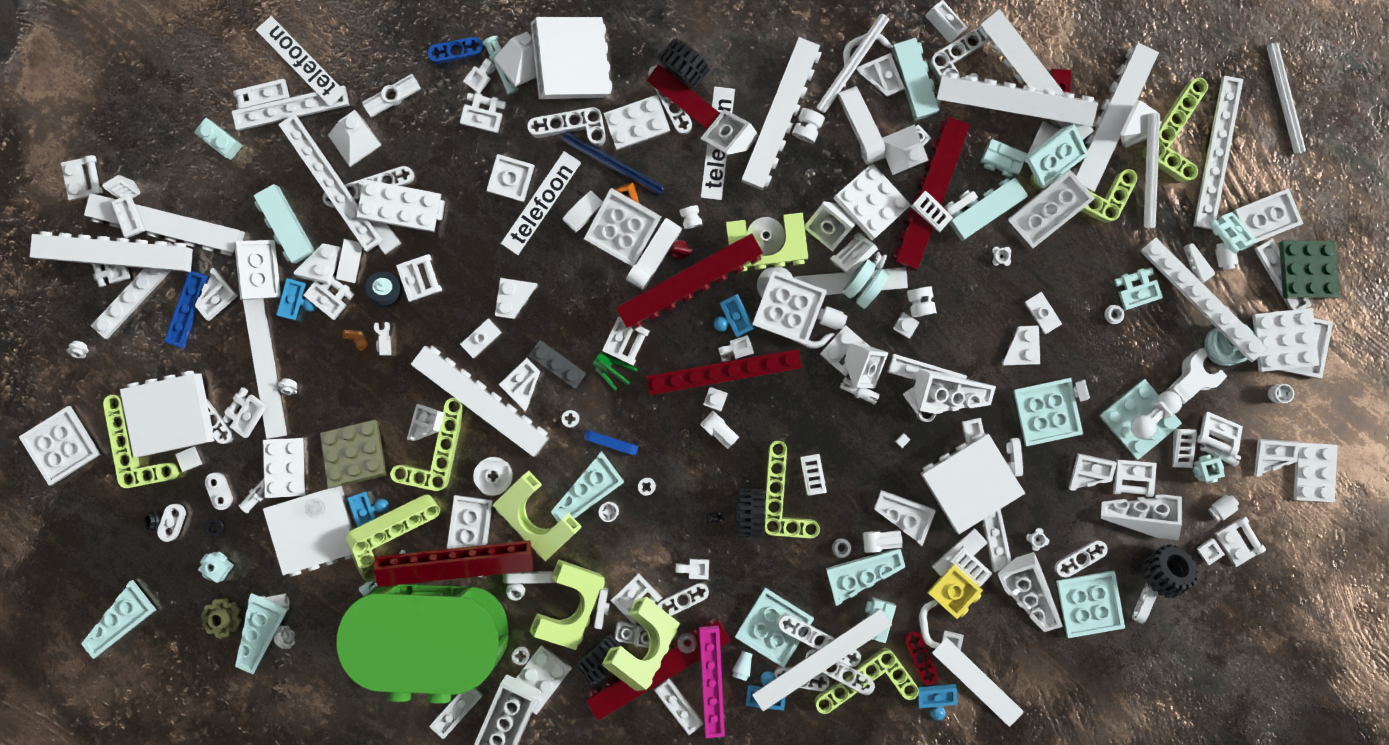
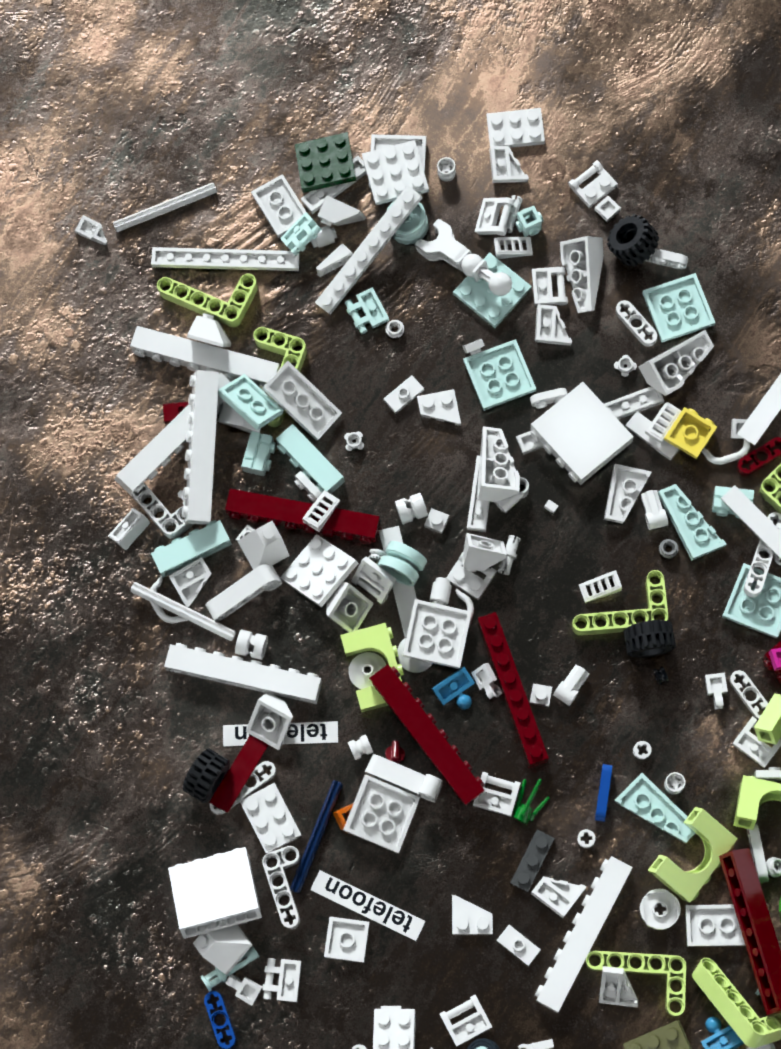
camera: 90 degrees left, 15 degrees down
(582, 211) = (370, 858): white slope -> none
(1151, 170) = (251, 314): white axle -> none
(1224, 507) = (563, 203): white brick -> none
(1248, 274) = (338, 213): none -> white slope
(1272, 19) = (91, 230): none -> white slope

